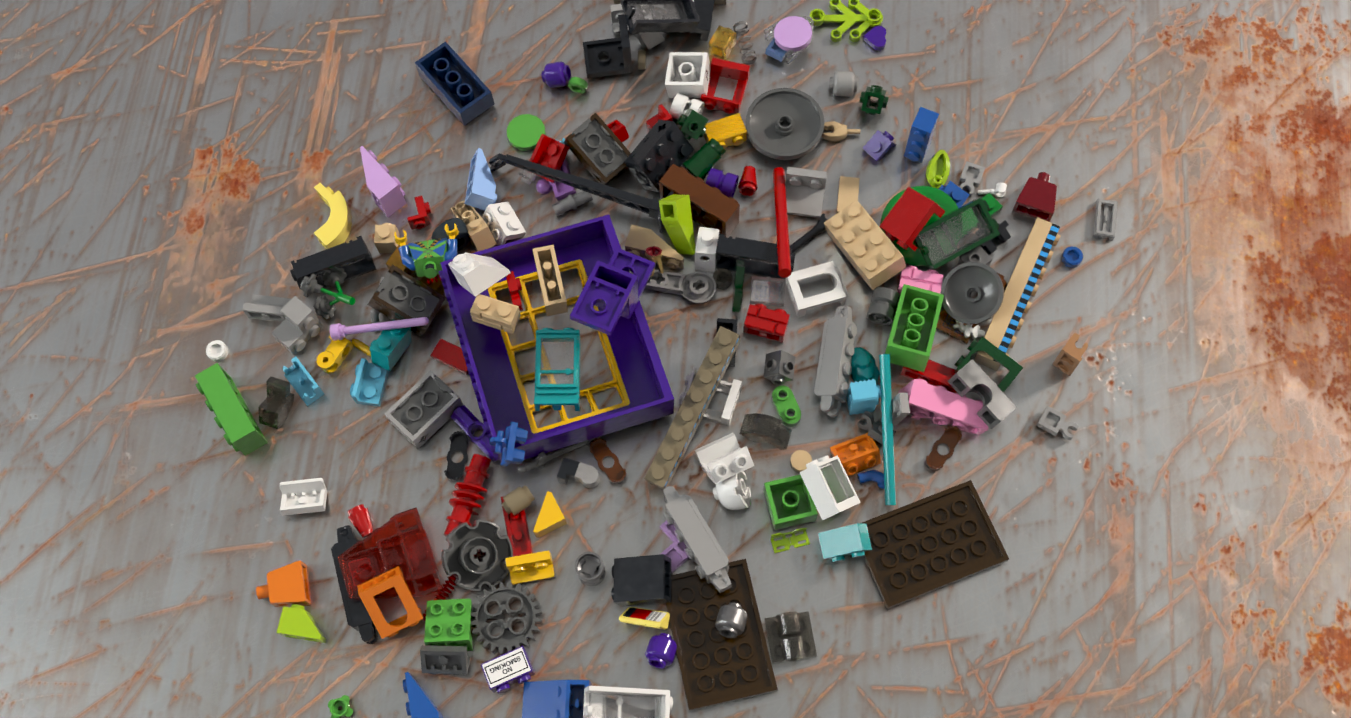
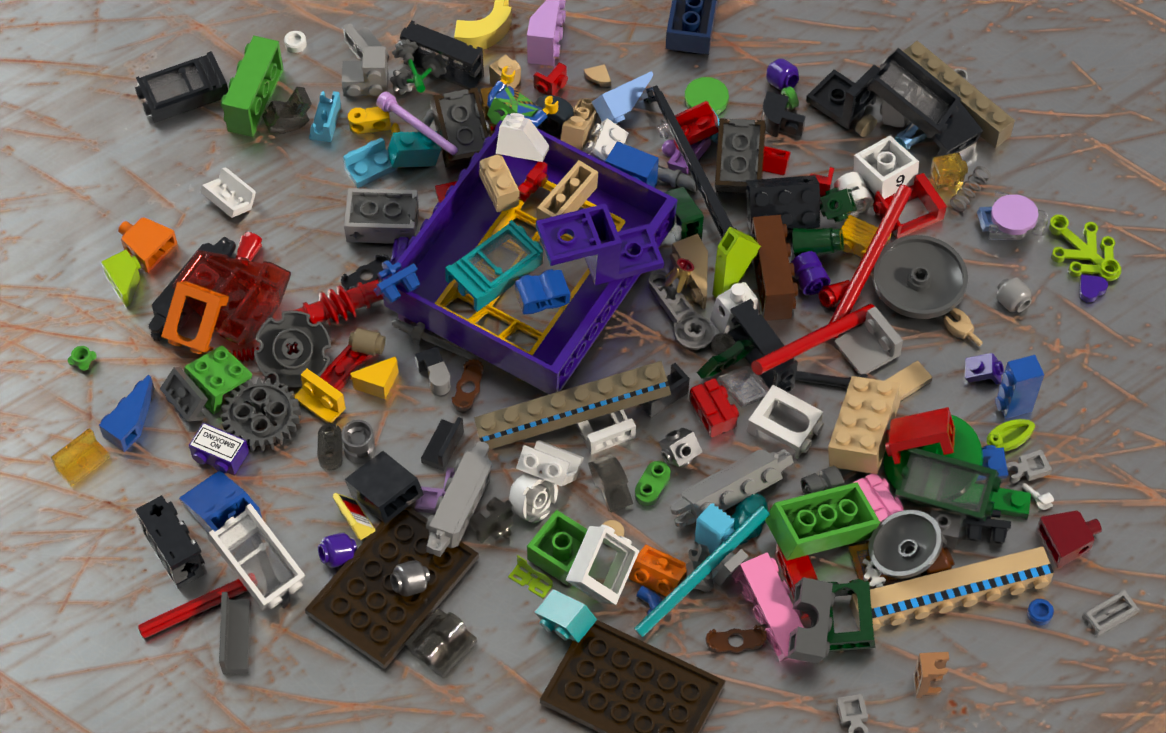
camera: 45 degrees right, 10 degrees down
(179, 458) = (181, 88): none -> black door
(444, 182) = (598, 75): none -> tan tile
(544, 218) = (634, 163): none -> blue brick
(571, 590) = (328, 445): none -> clear smoke plate
(585, 106) = (778, 118): none -> black brick
(606, 356) = (542, 291): none -> blue brick
(620, 218) = (688, 216): none -> dark green slope
(638, 514) = (443, 443): none -> black panel
(672, 45) = (905, 136): none -> flat silver piece
(725, 518) = (496, 524): none -> clear smoke hips
(748, 141) = (872, 253): none -> red piece
(870, 106) = (1021, 328): dark green brick -> none

